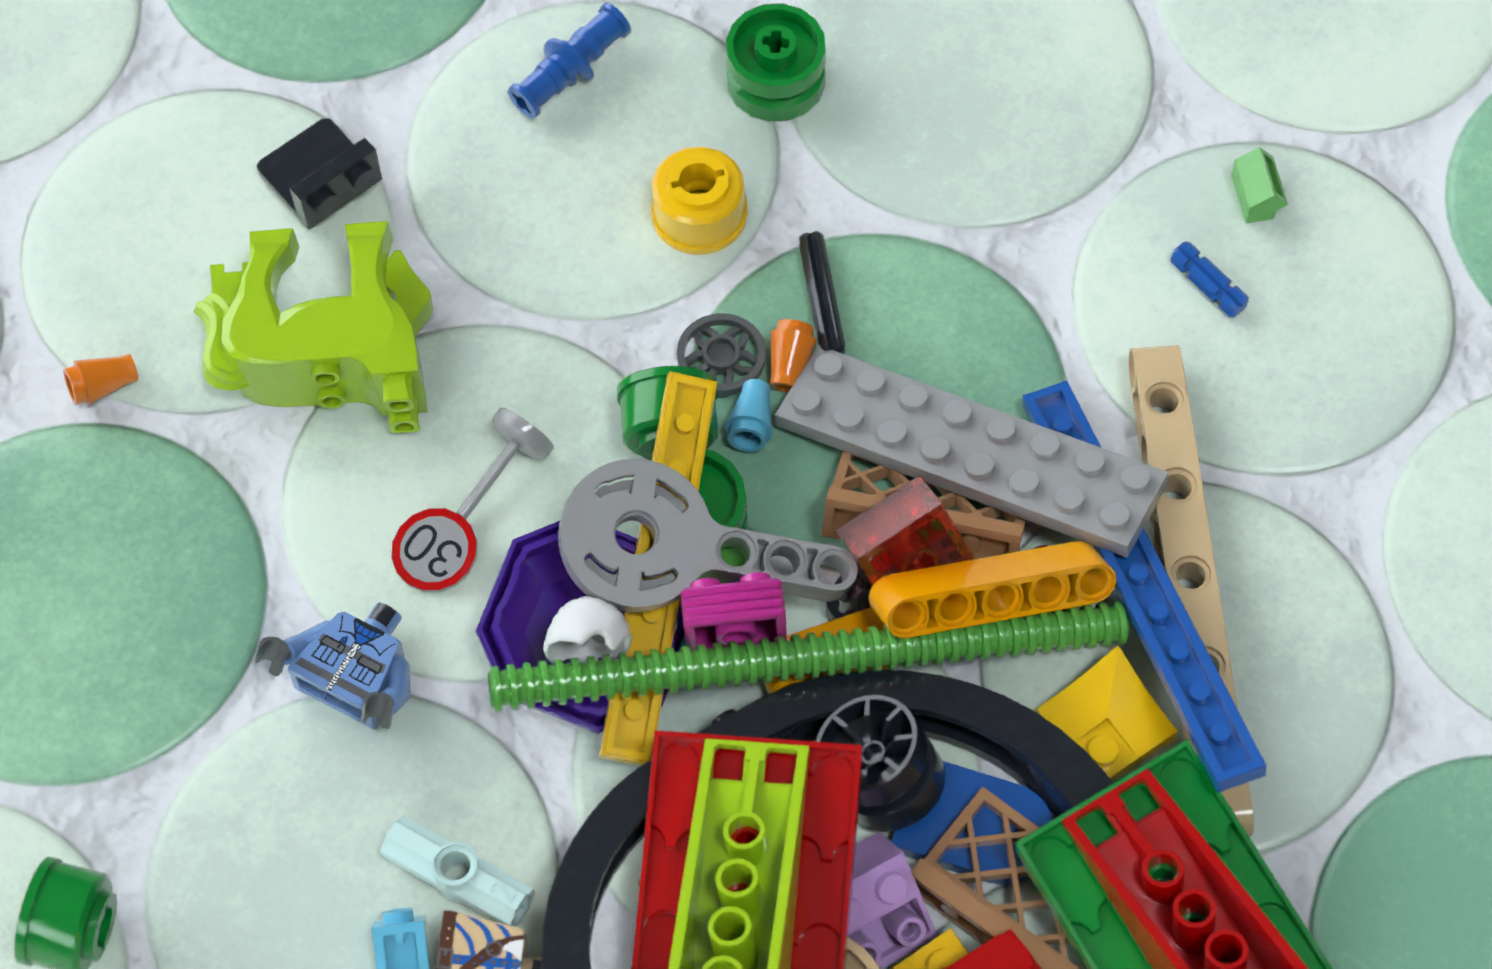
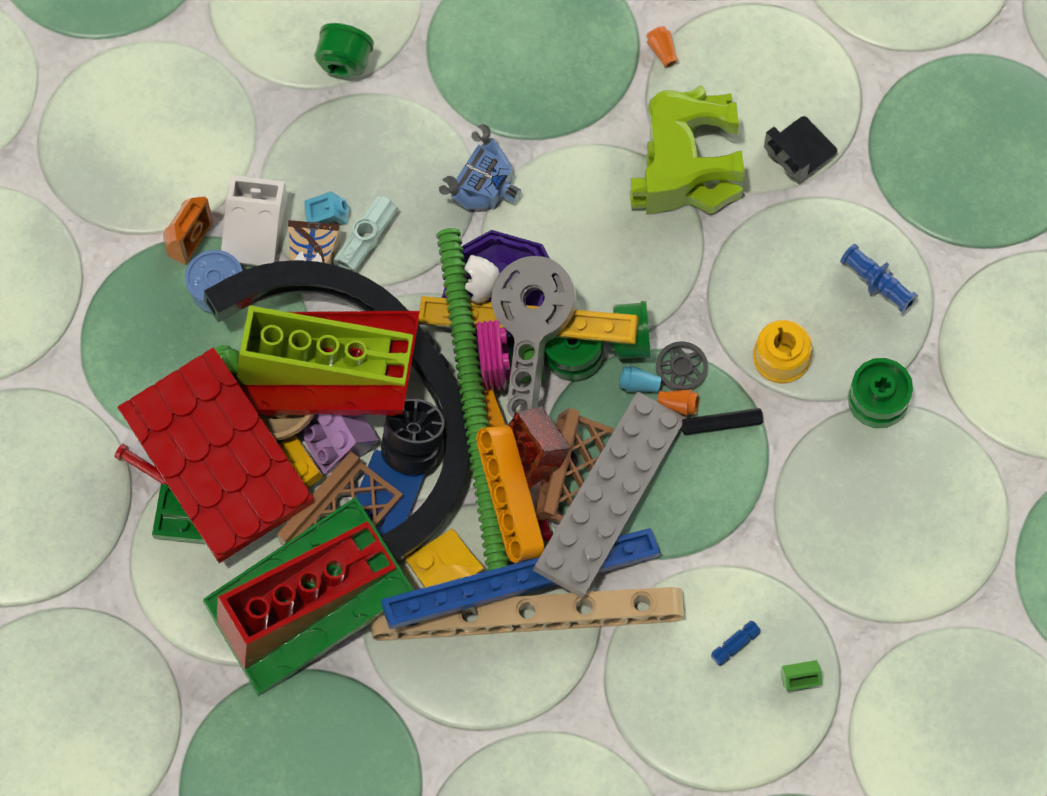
camera: 90 degrees right, 5 degrees up
(439, 545) = (561, 220): light grey piece -> none

